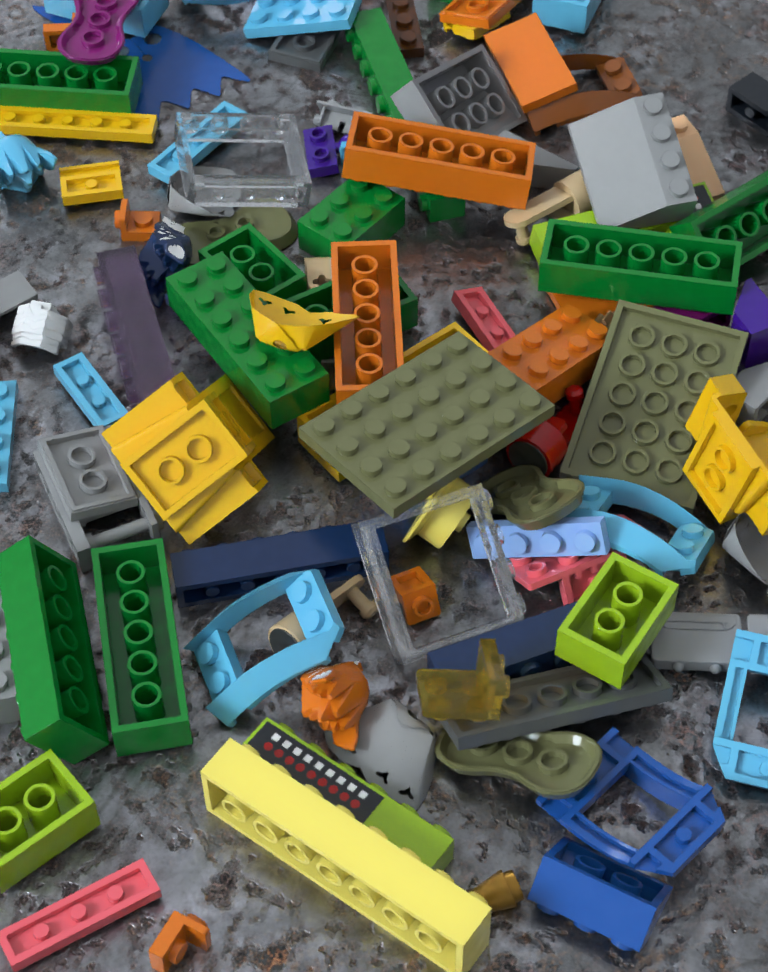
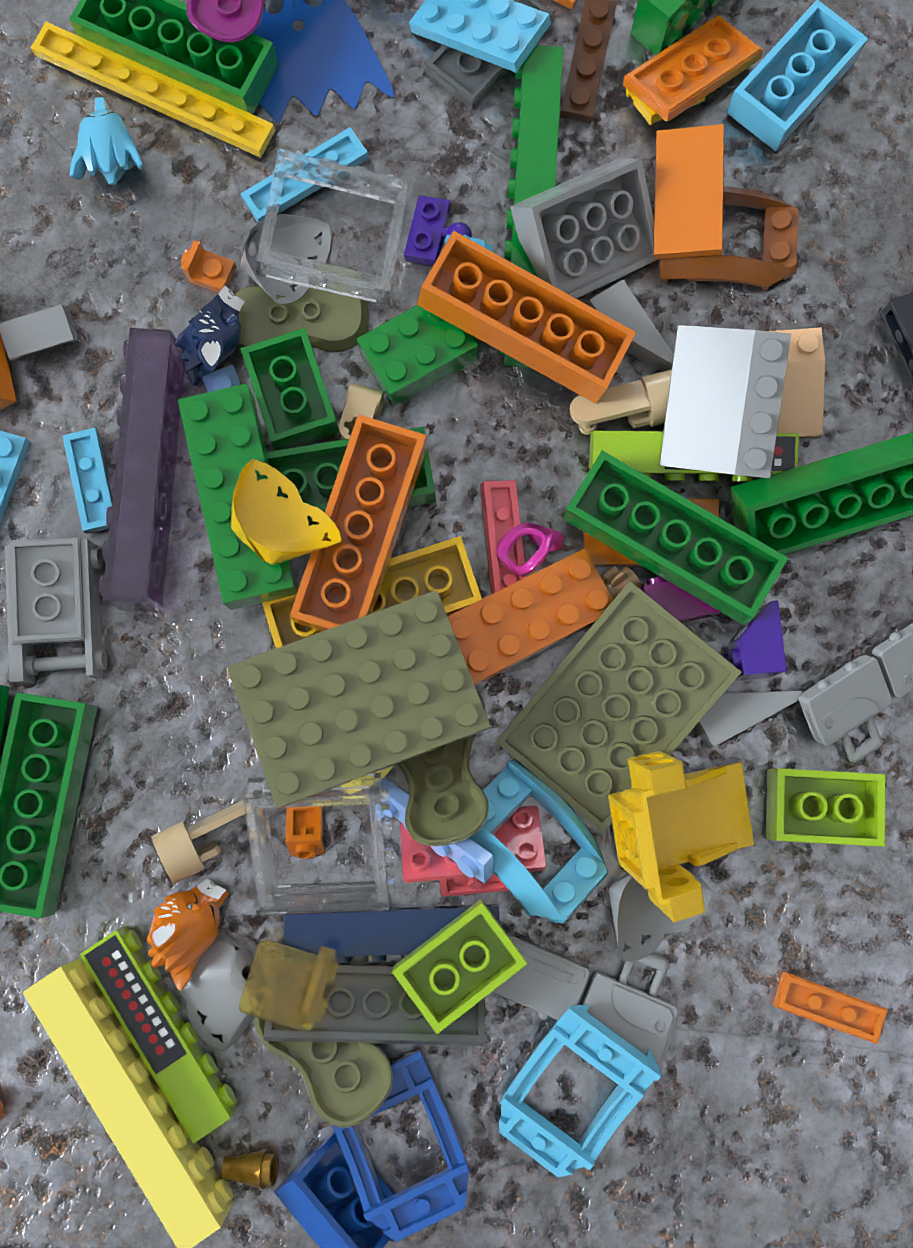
camera: 20 degrees right, 30 degrees up
(41, 326) = (65, 384): white hair -> none
(91, 183) = (178, 196): yellow plate -> none
(192, 452) = (138, 620): yellow piece -> none
(237, 691) = (185, 852): medium azure wedge -> none
(239, 567) = (172, 747): dark blue brick -> none
(336, 114) = (457, 187): light grey hinge -> none
(520, 316) = (544, 537): none -> dark pink piece
(549, 441) = (508, 696): red piece -> none

